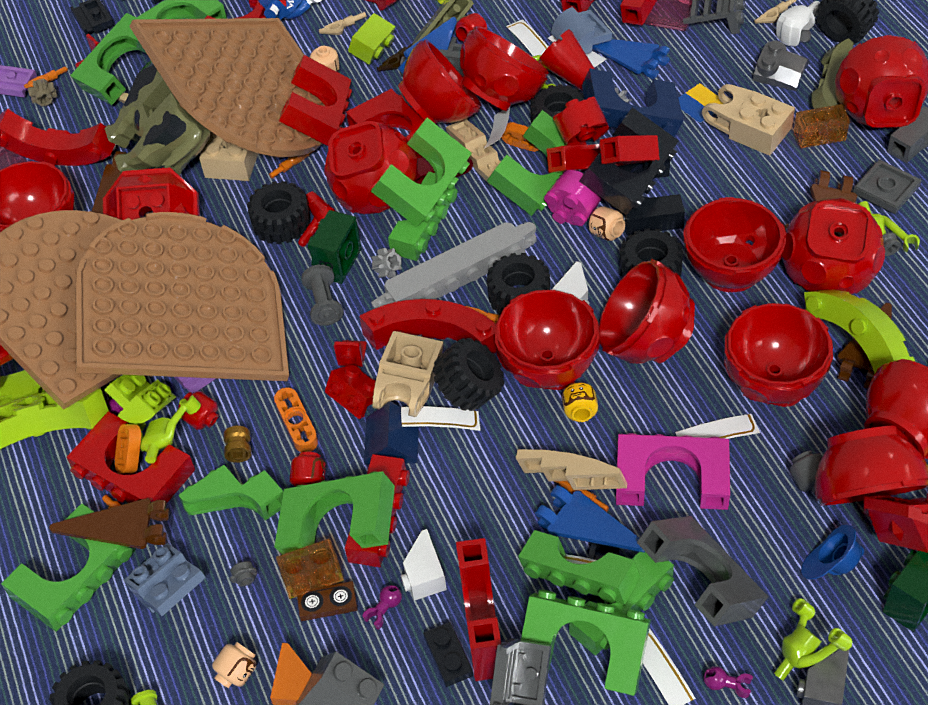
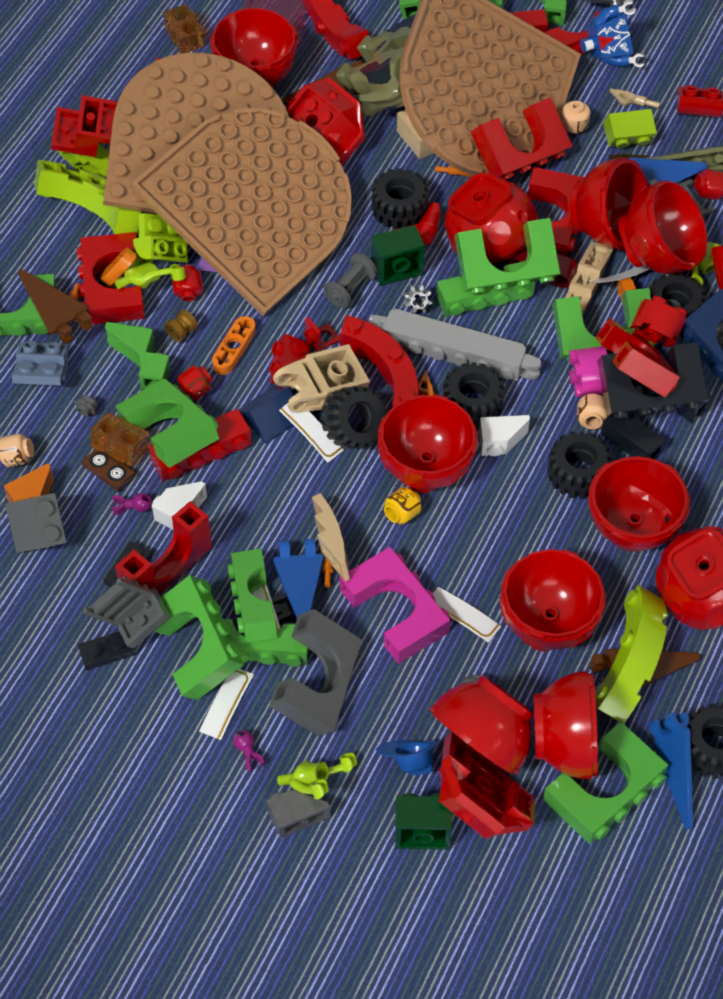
camera: 45 degrees right, 5 degrees up
(647, 315) = (509, 494): red rock -> none

